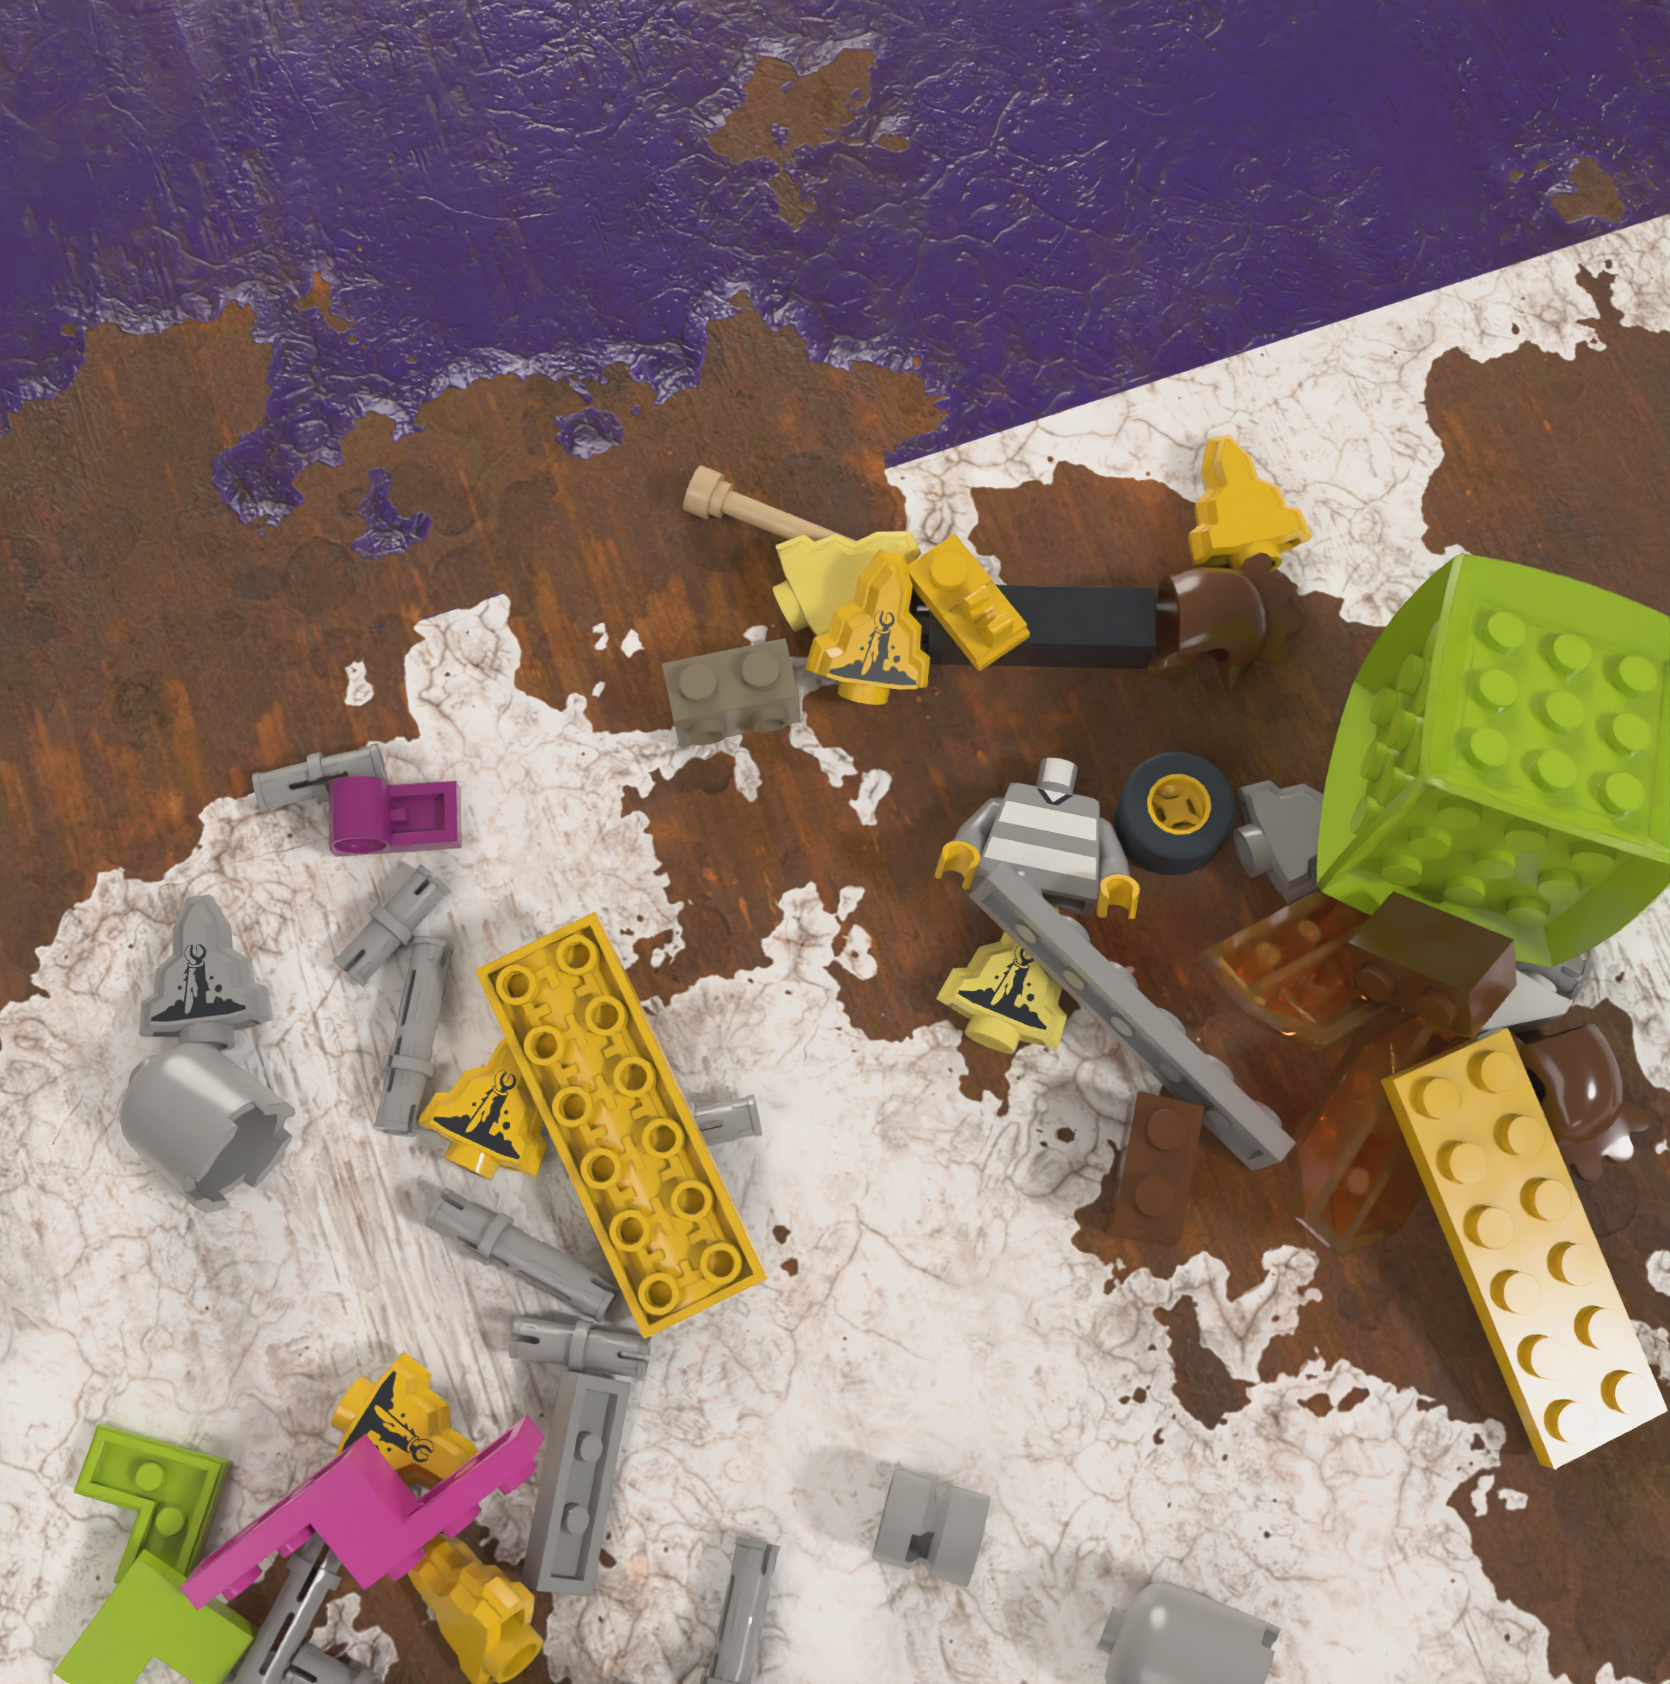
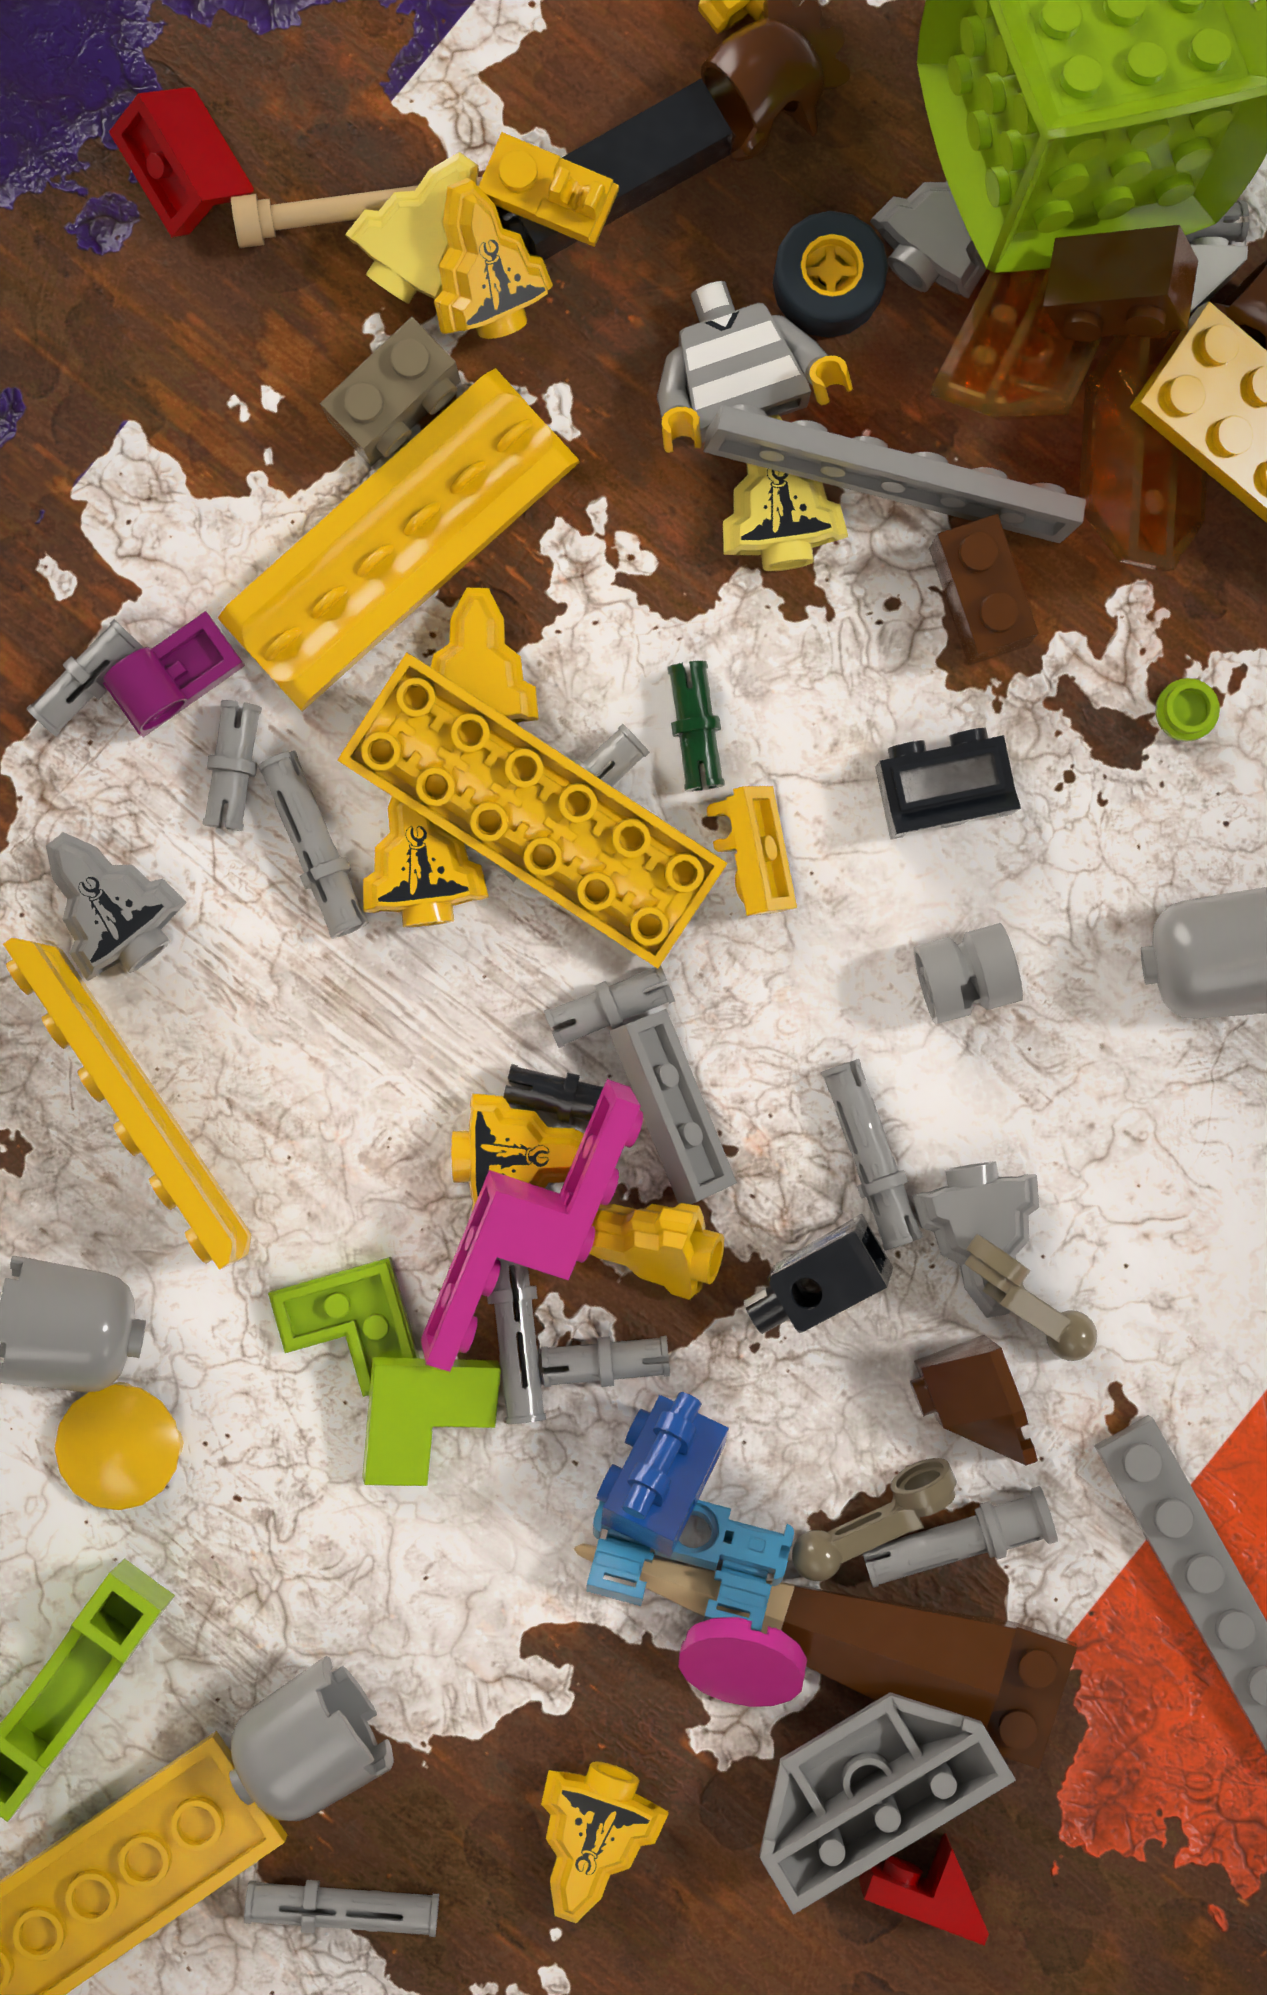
camera: 30 degrees left, 15 degrees up
(97, 1174) = (143, 1117): none -> yellow plate
(203, 1123) = (191, 1015): light grey cylinder -> none
(485, 1408) = (552, 1093): none -> black pin
(511, 1248) = (517, 963): light grey pin -> none
(659, 818) = (397, 538): none -> yellow plate
(664, 967) = (482, 661): none -> yellow rock
(681, 412) = (178, 157): none -> red panel
(808, 1283) = (761, 856): none -> yellow plate
(818, 1137) = (695, 726): none -> dark green pin
(1017, 1329) = (946, 783): none -> black window
(1287, 1399) = (1187, 709): none -> lime plate

